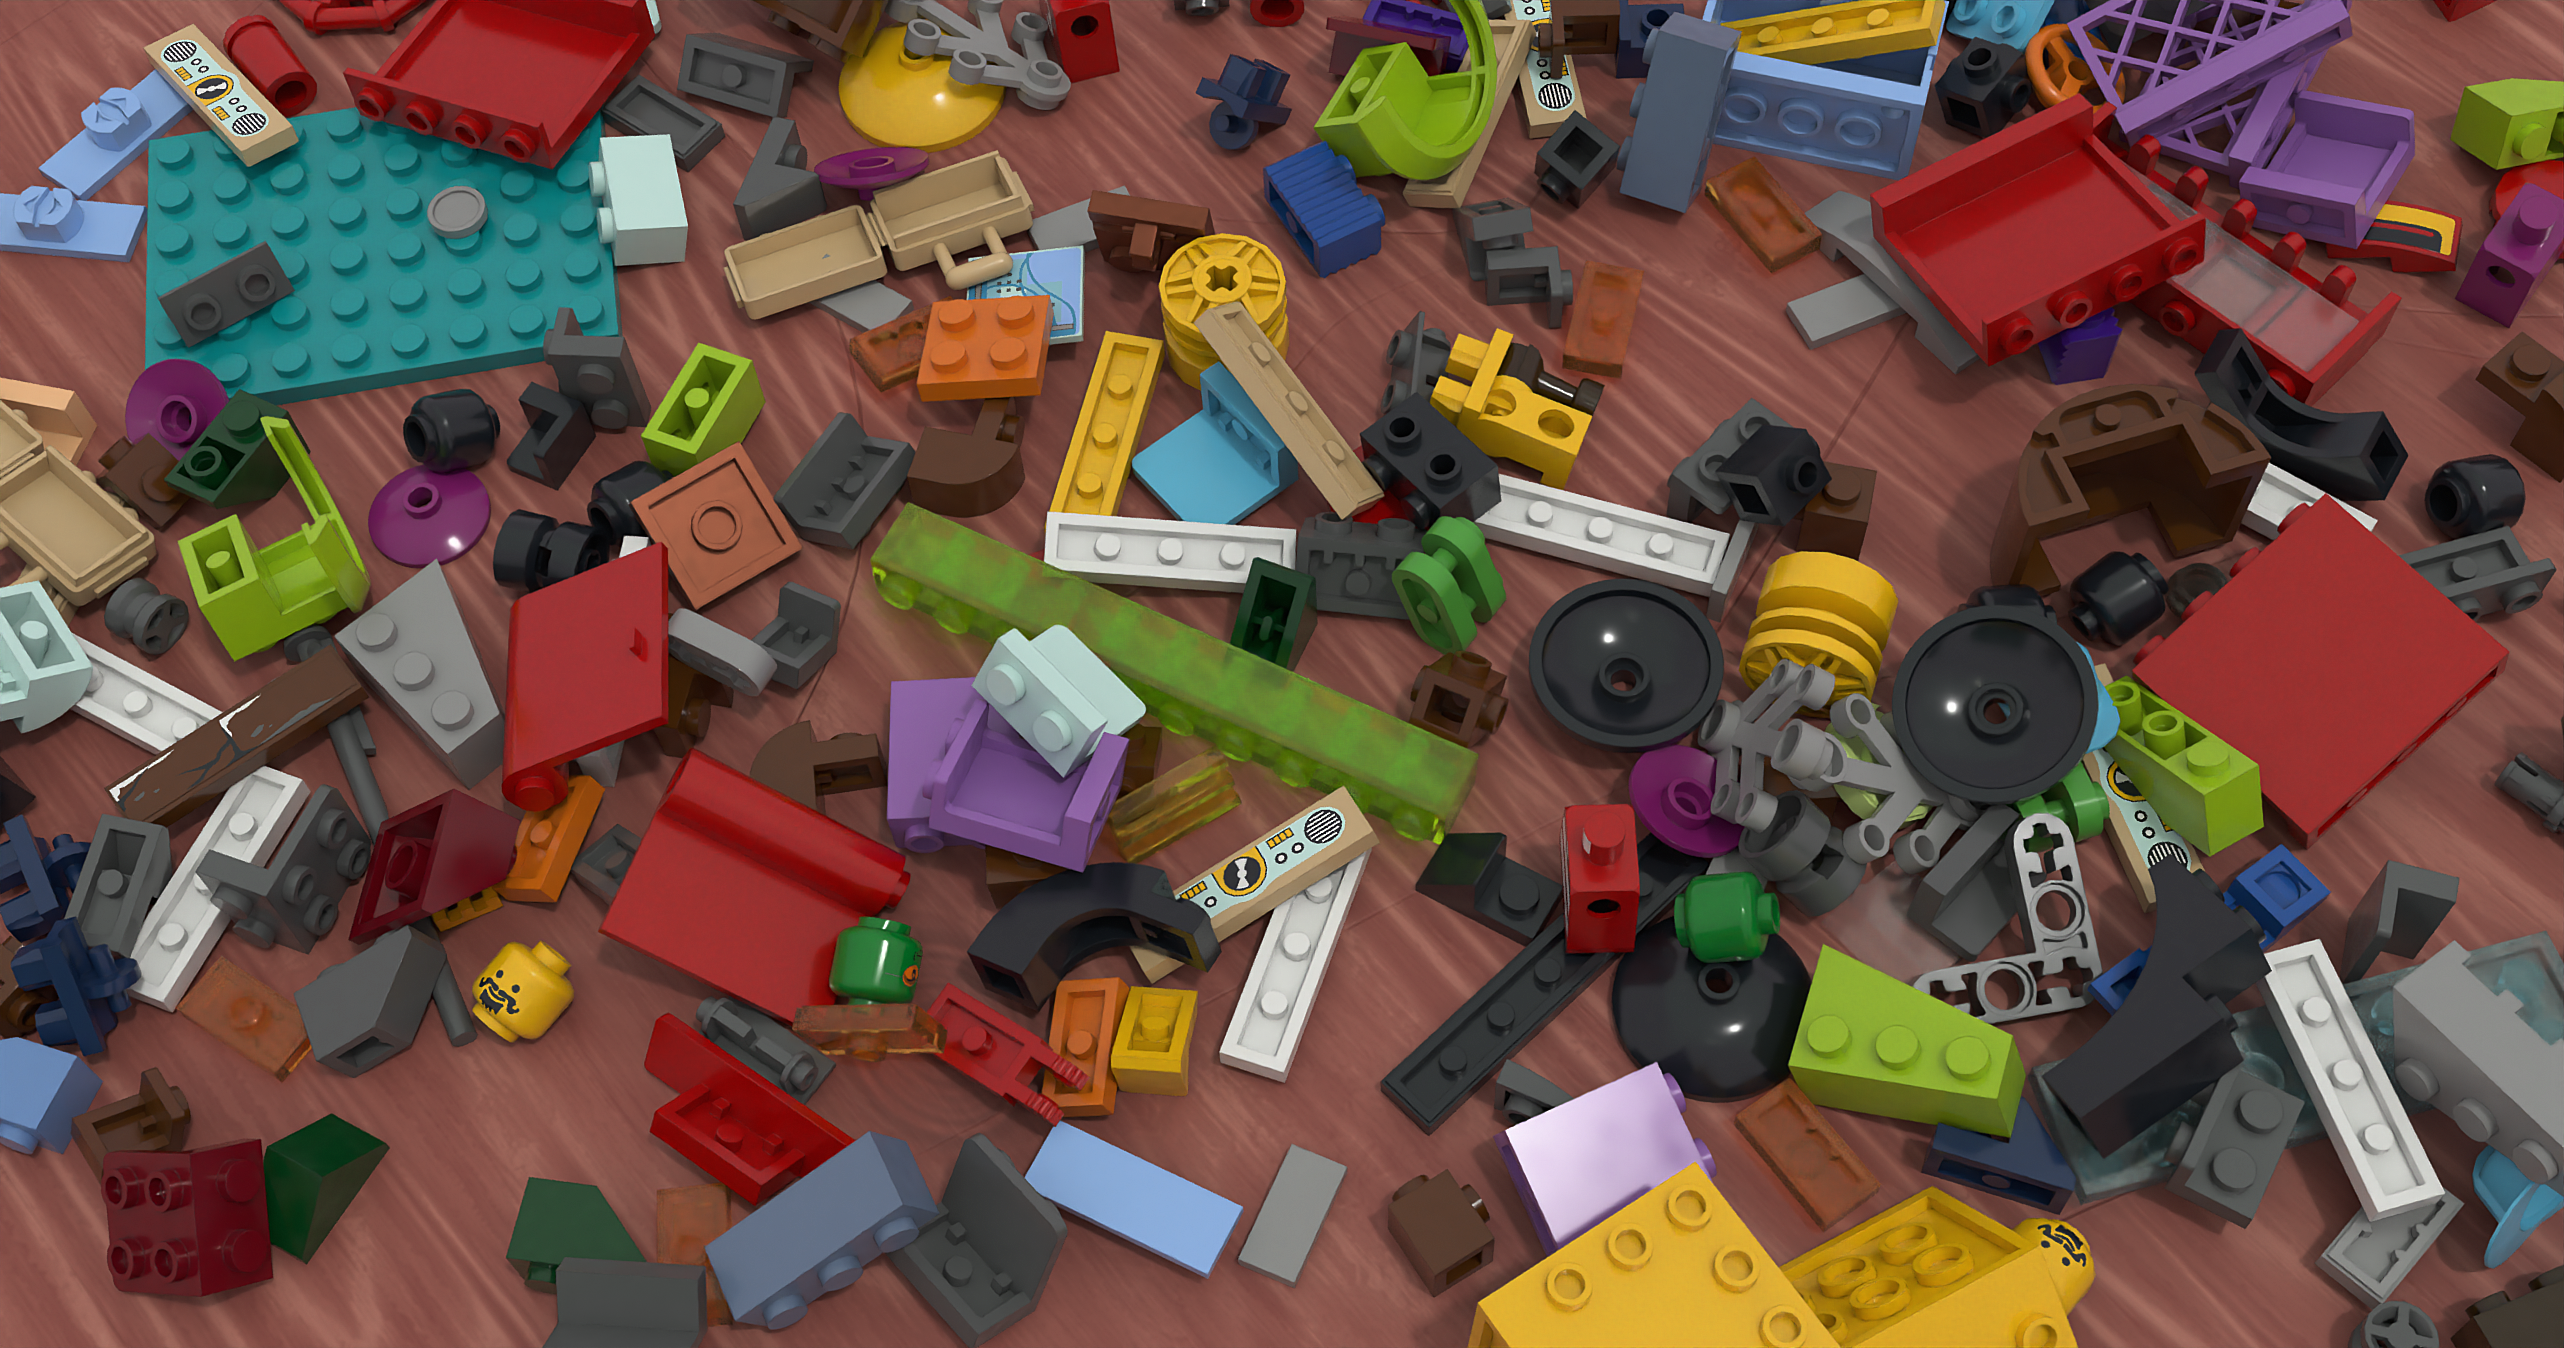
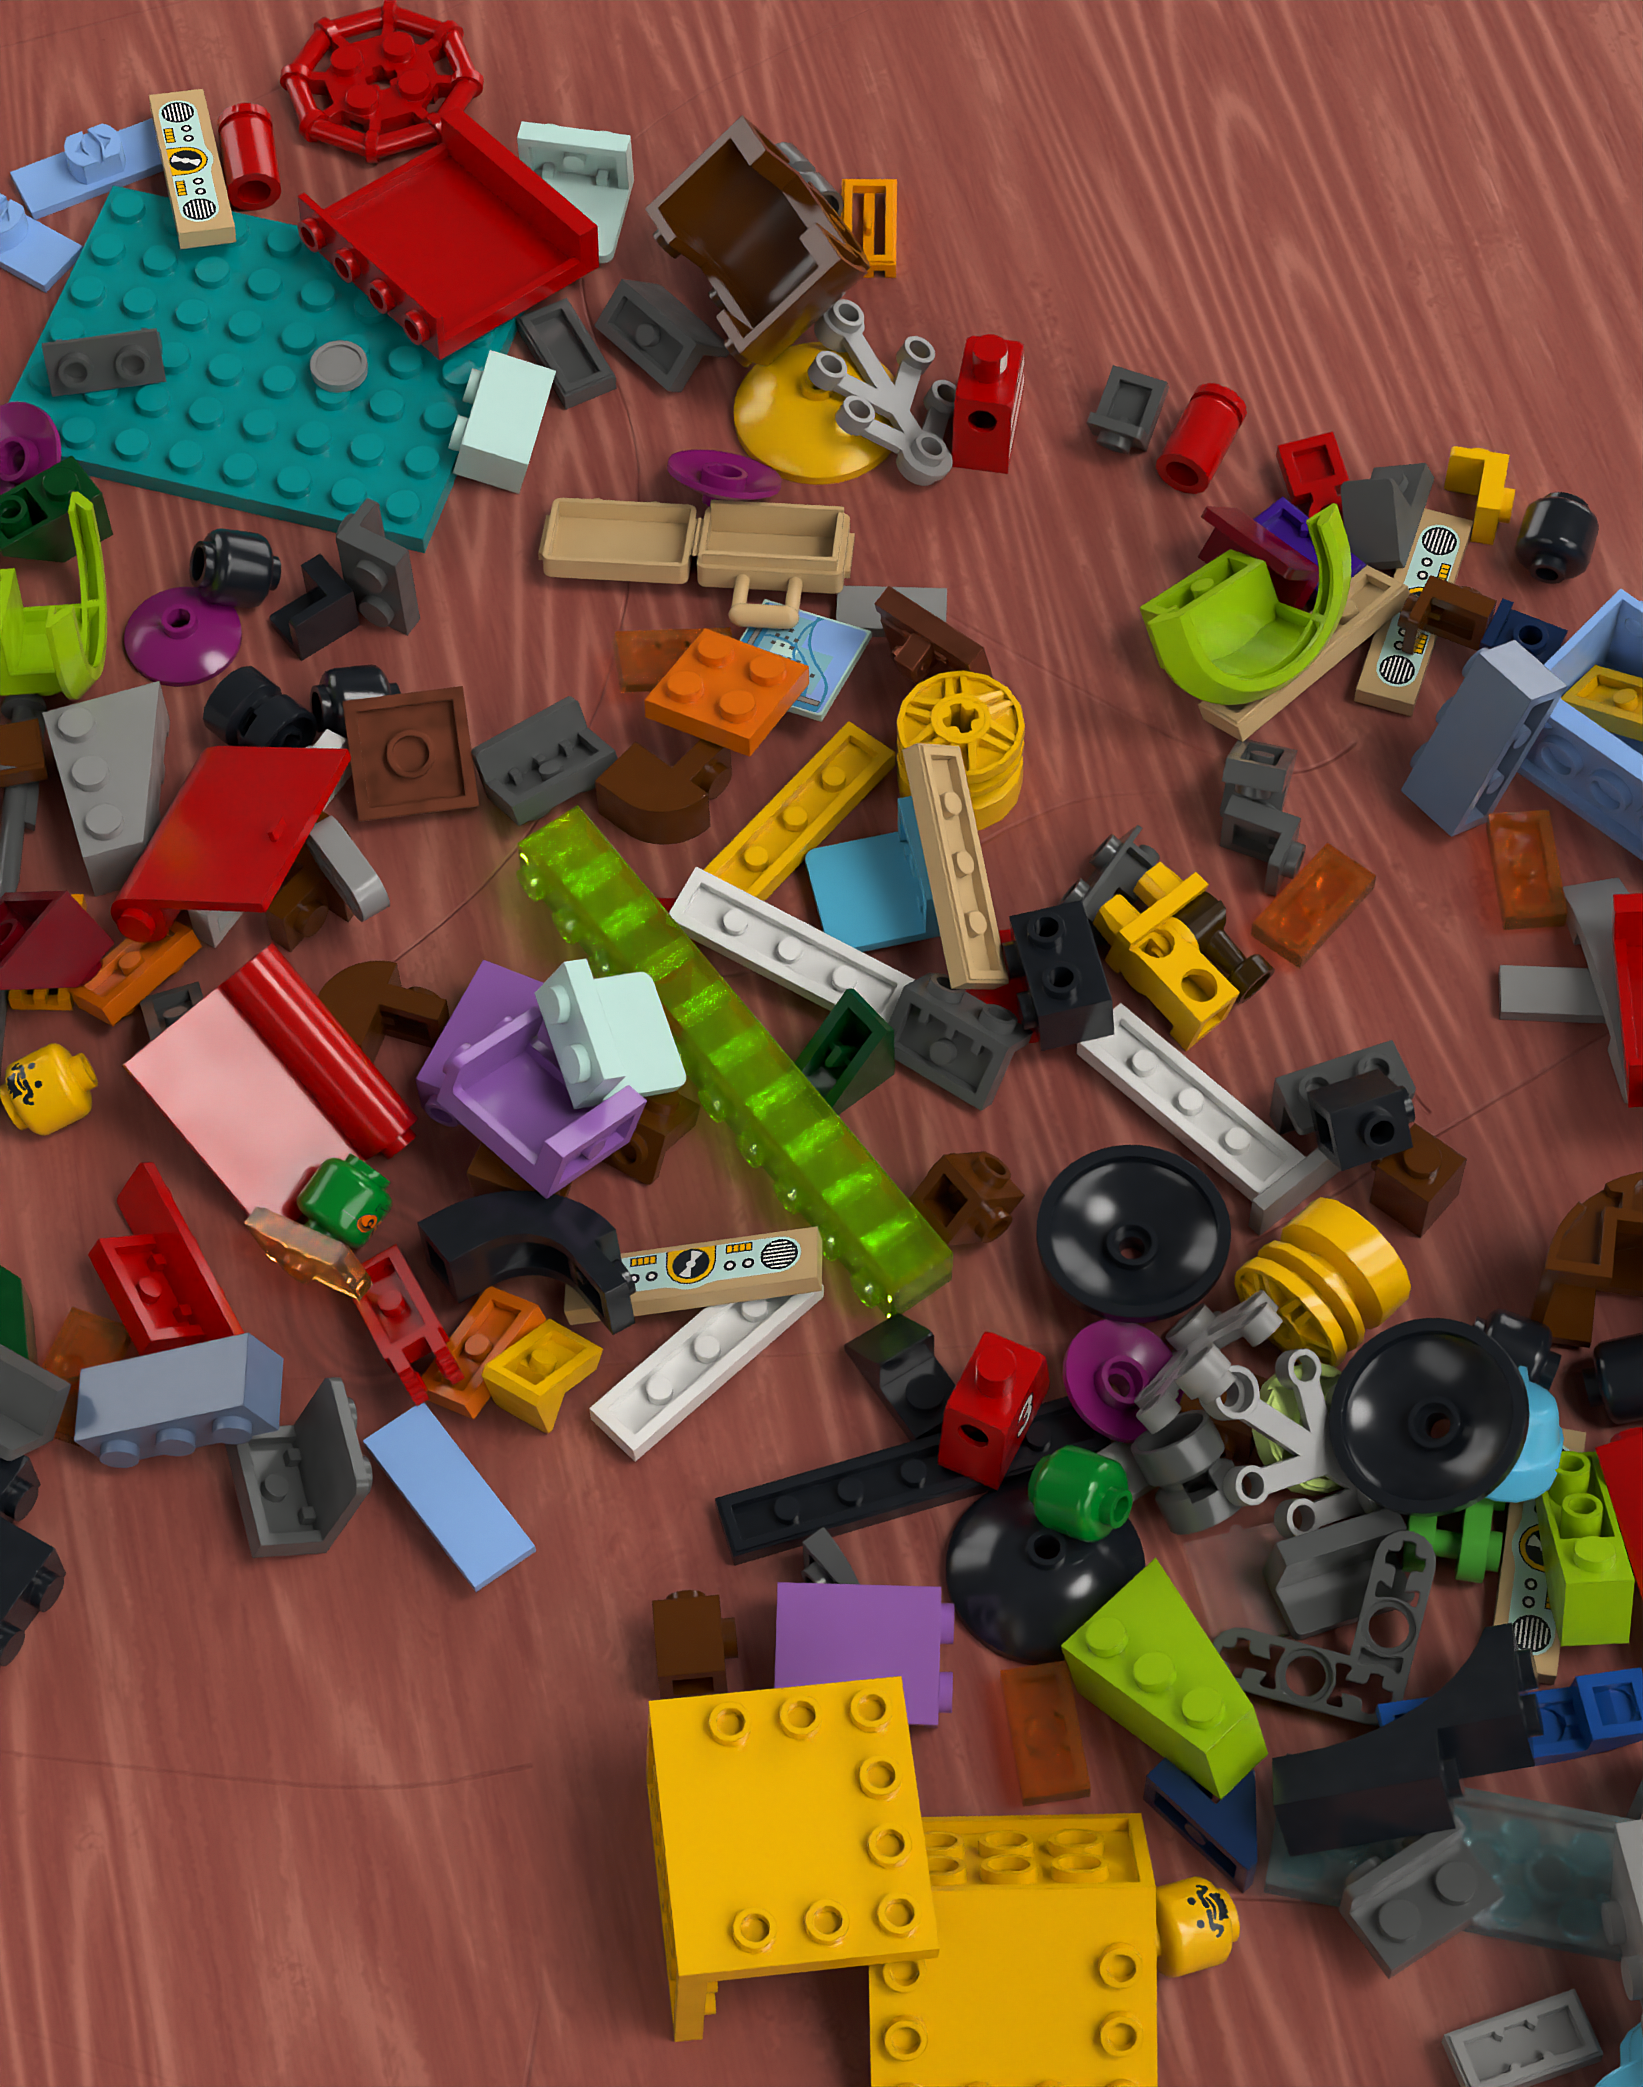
camera: 25 degrees right, 0 degrees up
(704, 410) = (453, 644): lime brick -> none
(764, 1046) = (218, 1228): dark grey hinge -> none
(778, 186) = (630, 458): dark grey slope -> none
(801, 634) = (430, 886): dark grey bracket -> none
(865, 305) = (655, 604): light grey piece -> none
(1175, 813) = (669, 1187): clear yellow tile -> none
(1248, 95) = (1097, 552): dark blue hips -> none
(1293, 1216) = (580, 1576): light grey piece -> none
(1324, 208) = (1114, 688): blue brick -> none
(1449, 585) = (1042, 1094): bright green brick -> none
(1575, 161) = (1368, 743): black brick -> none
(2347, 1083) = (1554, 1894): white plate -> none

